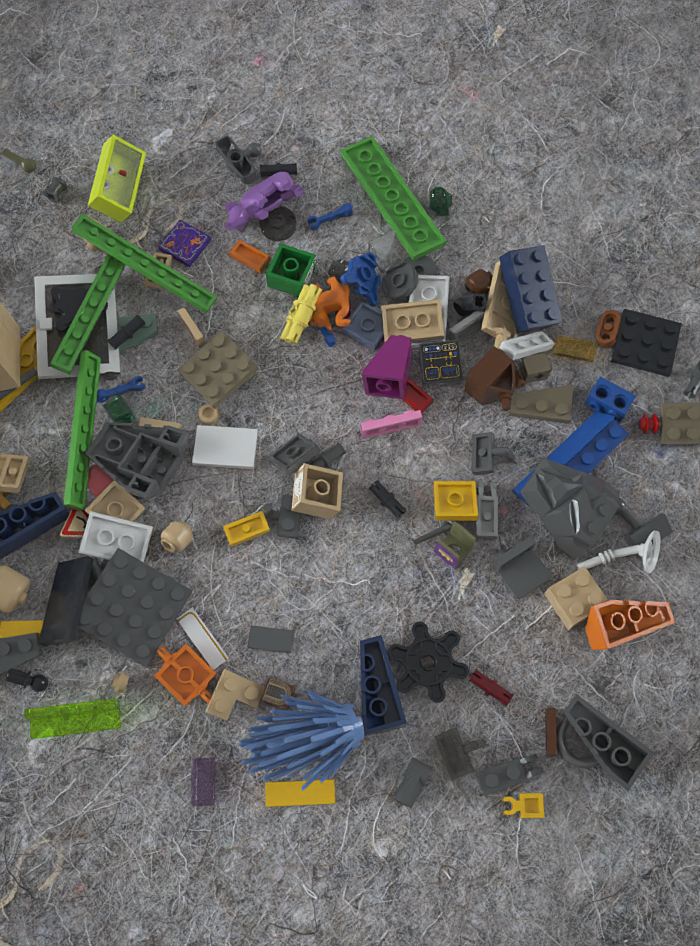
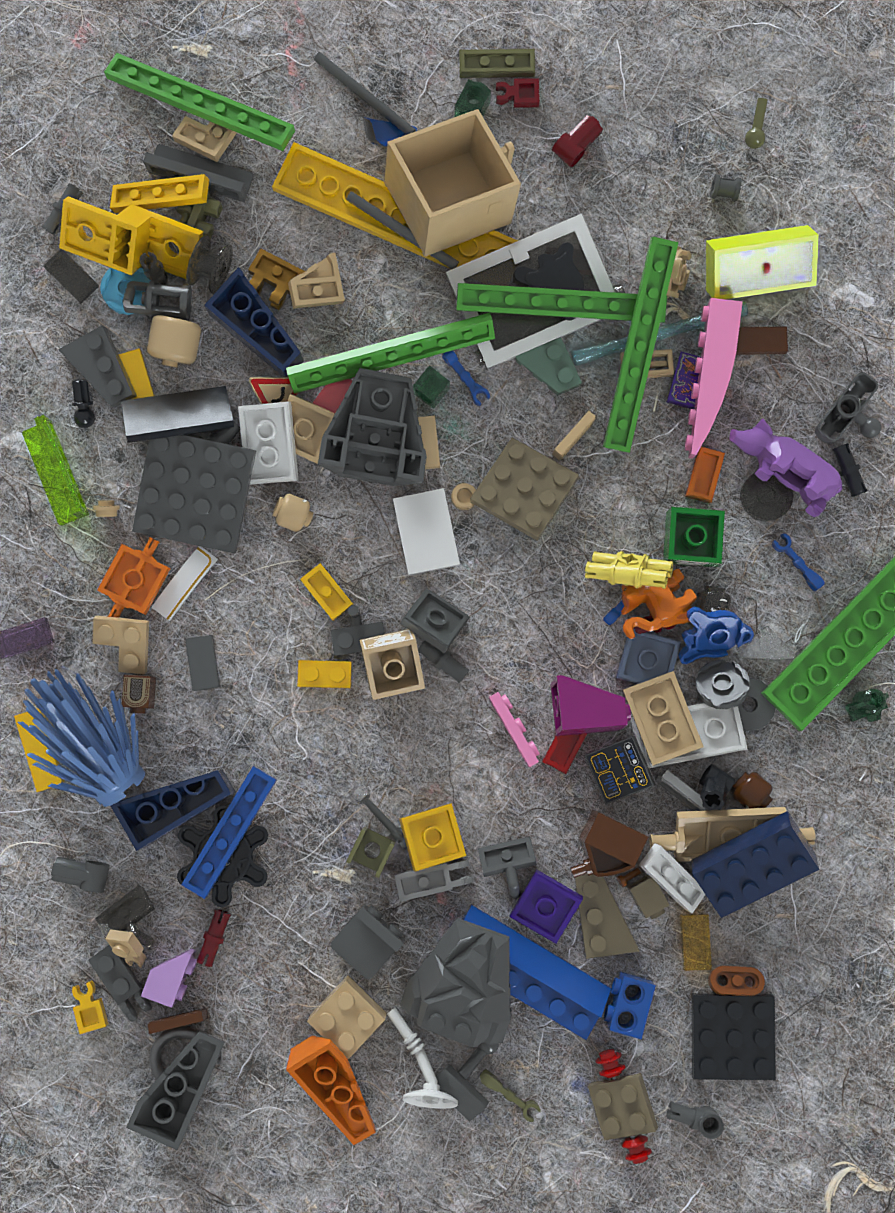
camera: 70 degrees right, 15 degrees up
(126, 332) = (540, 357): black pin -> none
(136, 300) = (595, 352): none -> clear light blue piece
(169, 198) = (762, 340): none -> reddish brown tile
(179, 226) = (714, 367): none -> bright pink slope
(309, 548) = (324, 674): none -> yellow plate
(387, 499) = (413, 752): black pin -> none
(411, 648) = (229, 832): none -> blue plate
(480, 755) = (126, 946): none -> tan plate
(515, 731) = (167, 979): none -> lavender slope
(526, 437) = (546, 906): none -> dark purple tile
(646, 508) = (492, 1082): none -> olive piece

